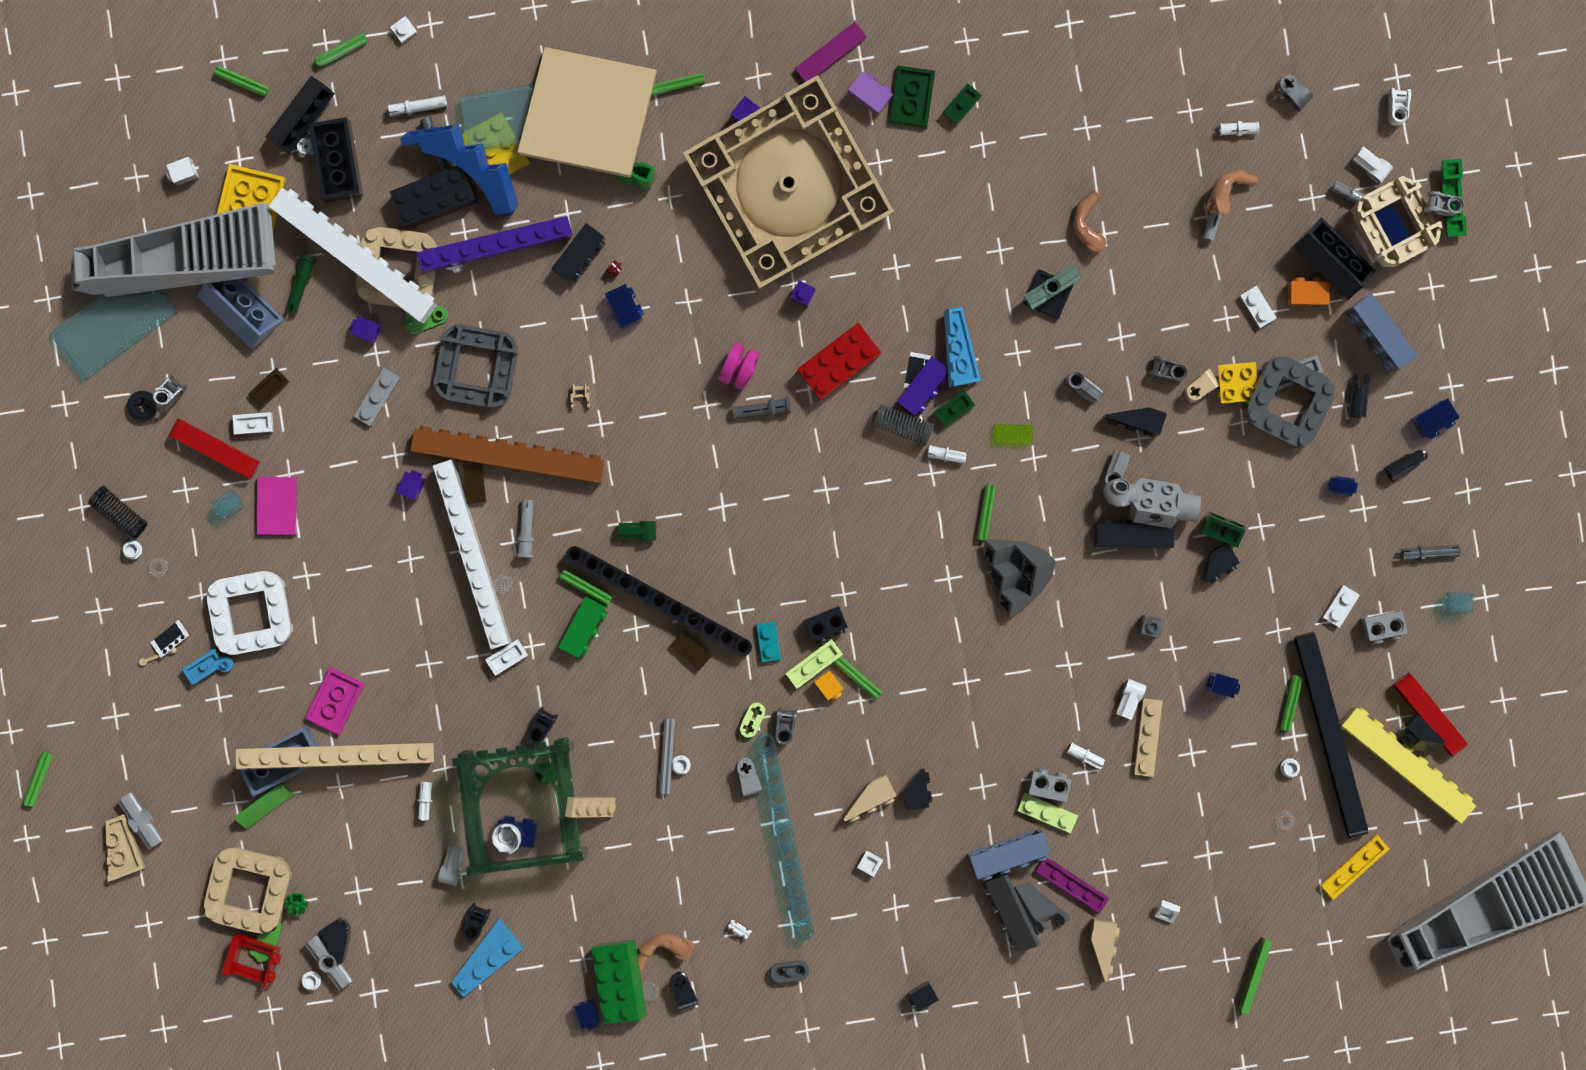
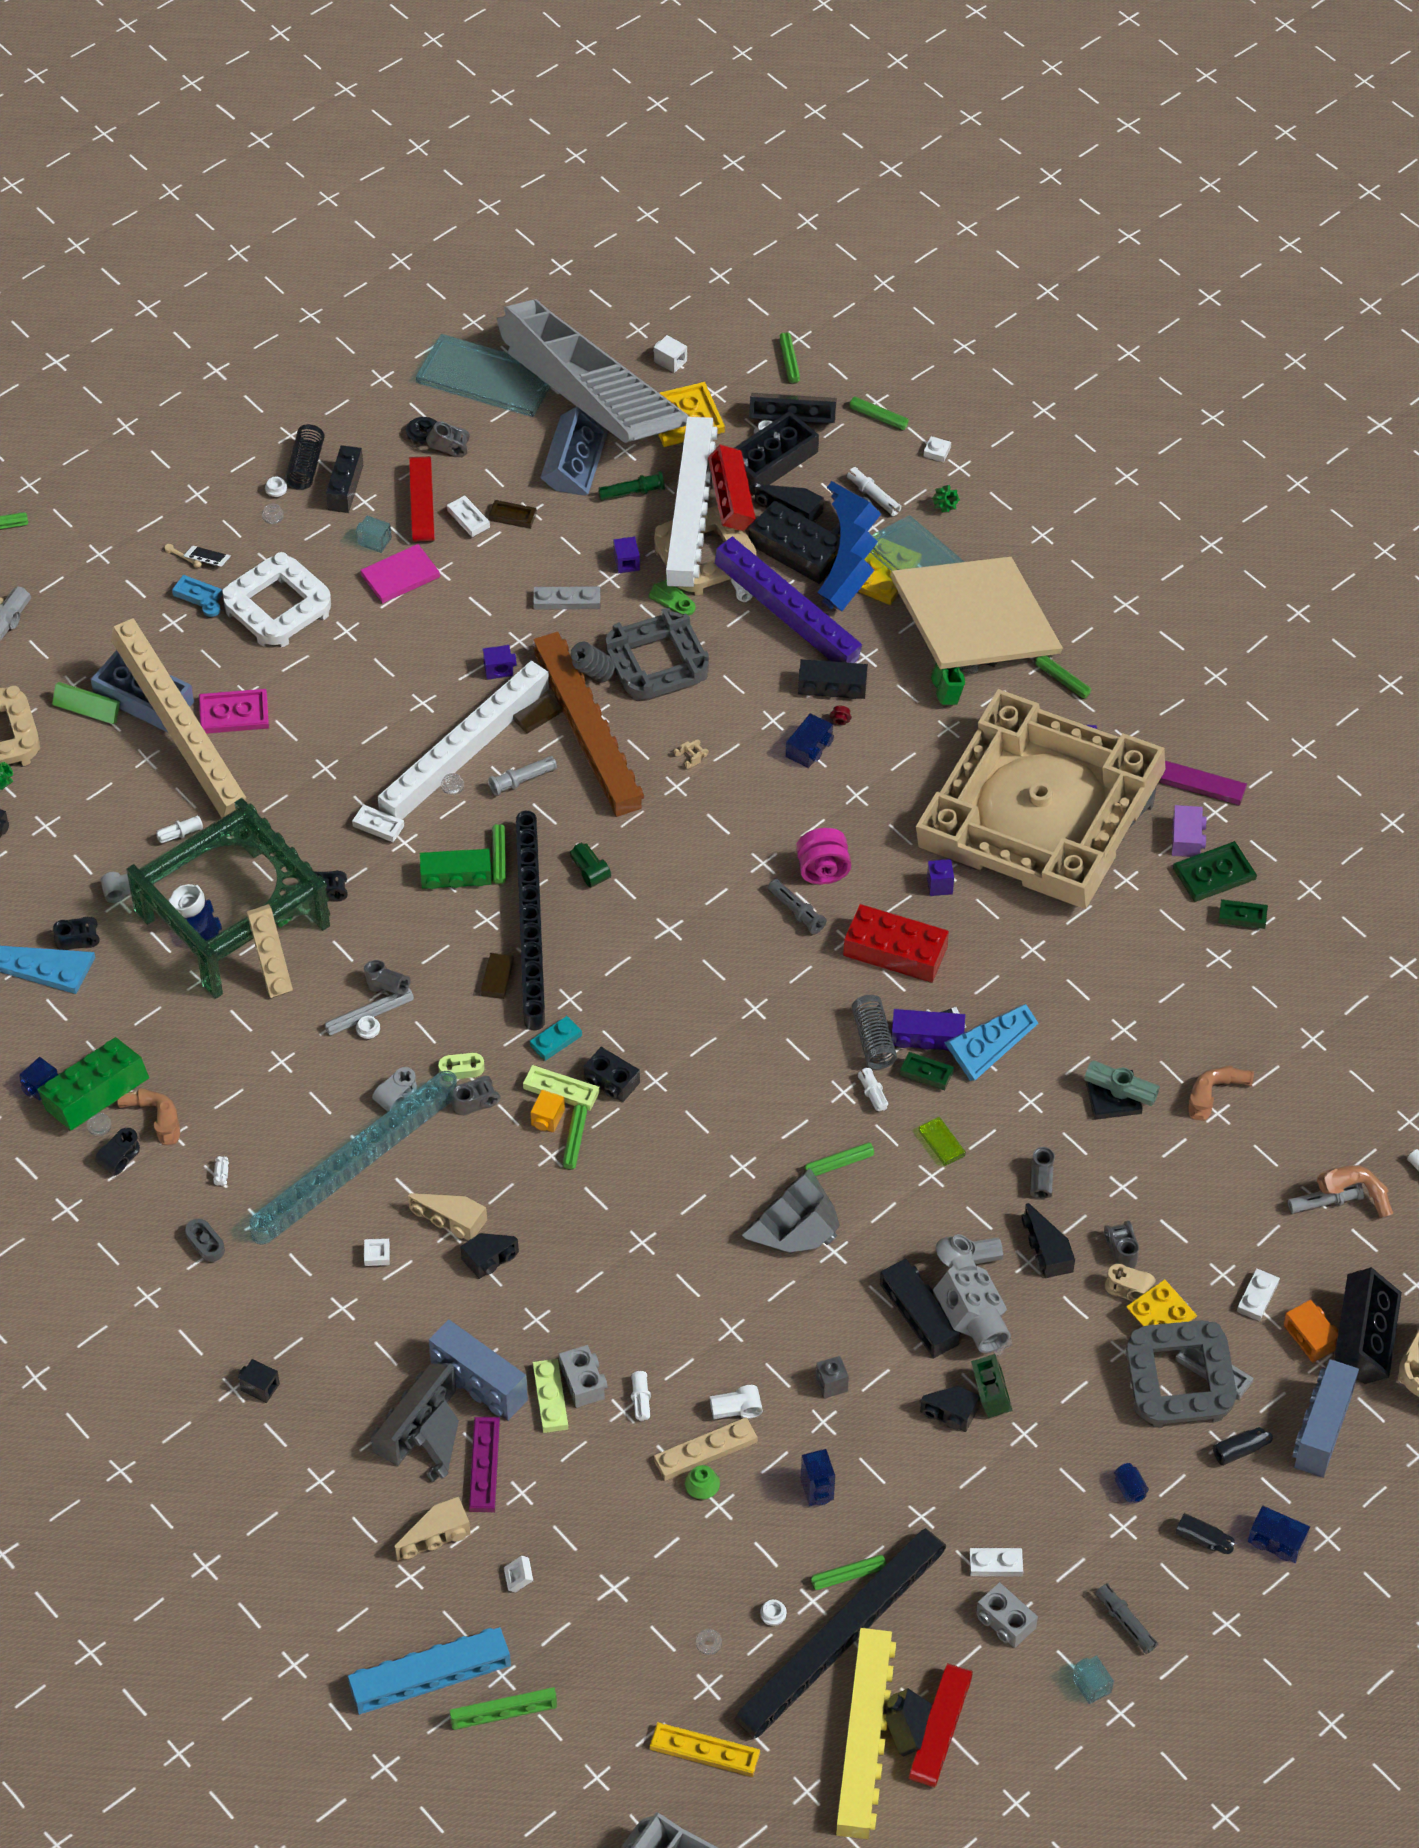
camera: 60 degrees right, 35 degrees down
(159, 495) = (344, 479): none -> black brick
(363, 219) = (731, 488): none -> red brick
(394, 172) = (797, 499): none -> black slope
(461, 58) = (945, 498): none -> green gear
(461, 421) = (592, 662): none -> dark grey piece
(653, 732) = (381, 978): none -> flat silver piece
(1167, 759) = (702, 1482): none -> bright green cone
(1200, 1006) = (429, 1670): none -> dark azure brick

